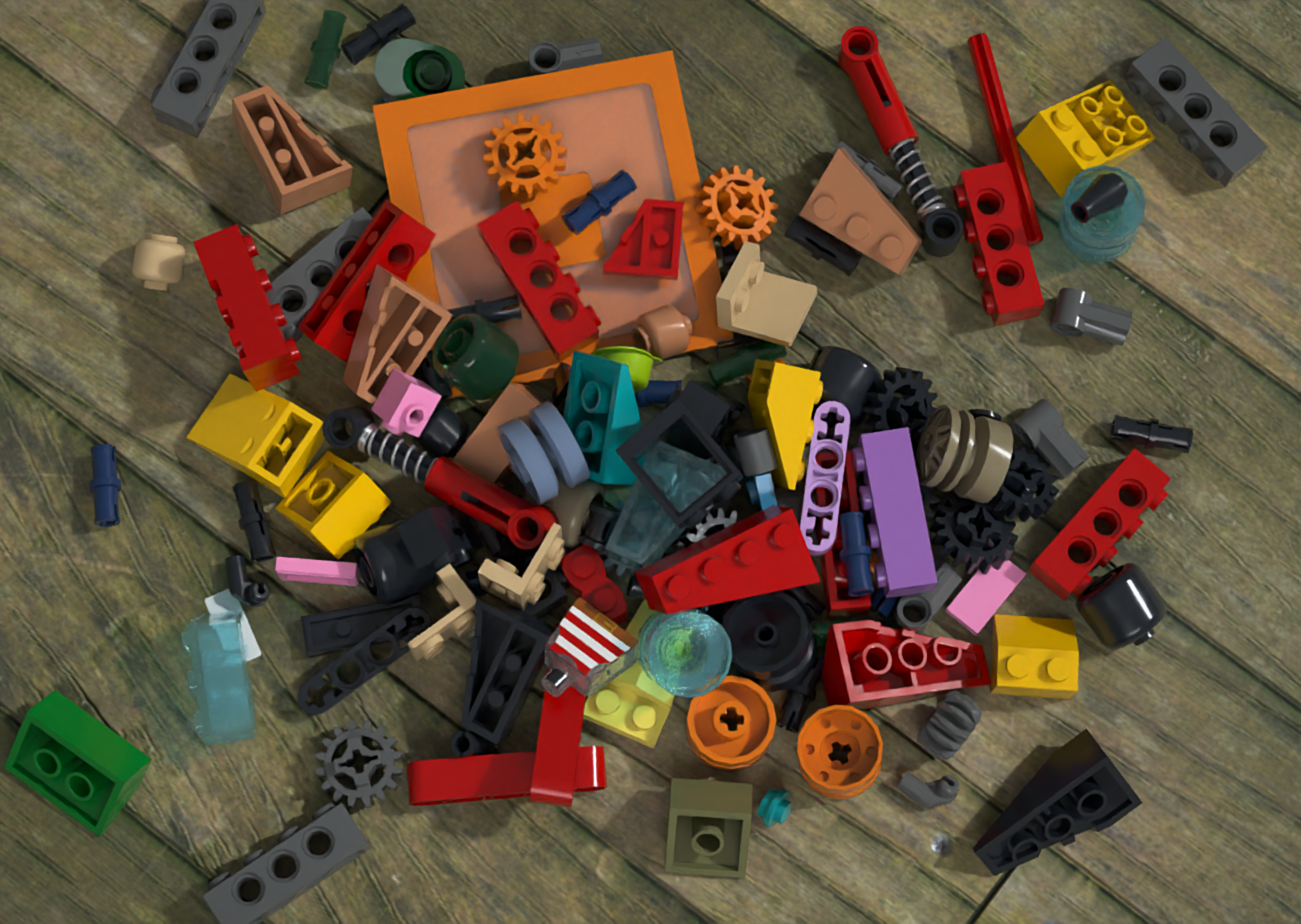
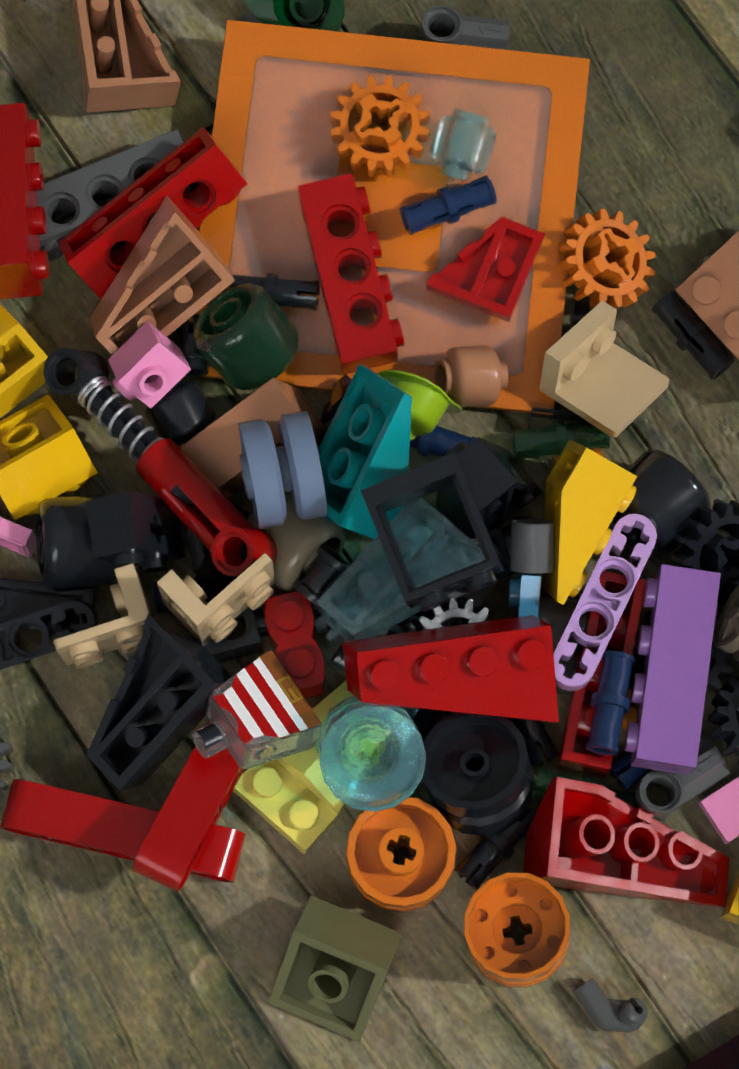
camera: 20 degrees right, 0 degrees up
(470, 744) = (90, 780): black pin -> none
(595, 150) = (463, 144): none -> clear light blue head
(775, 807) = (421, 969): teal plate -> none
(949, 725) = (658, 940): dark grey gear -> none

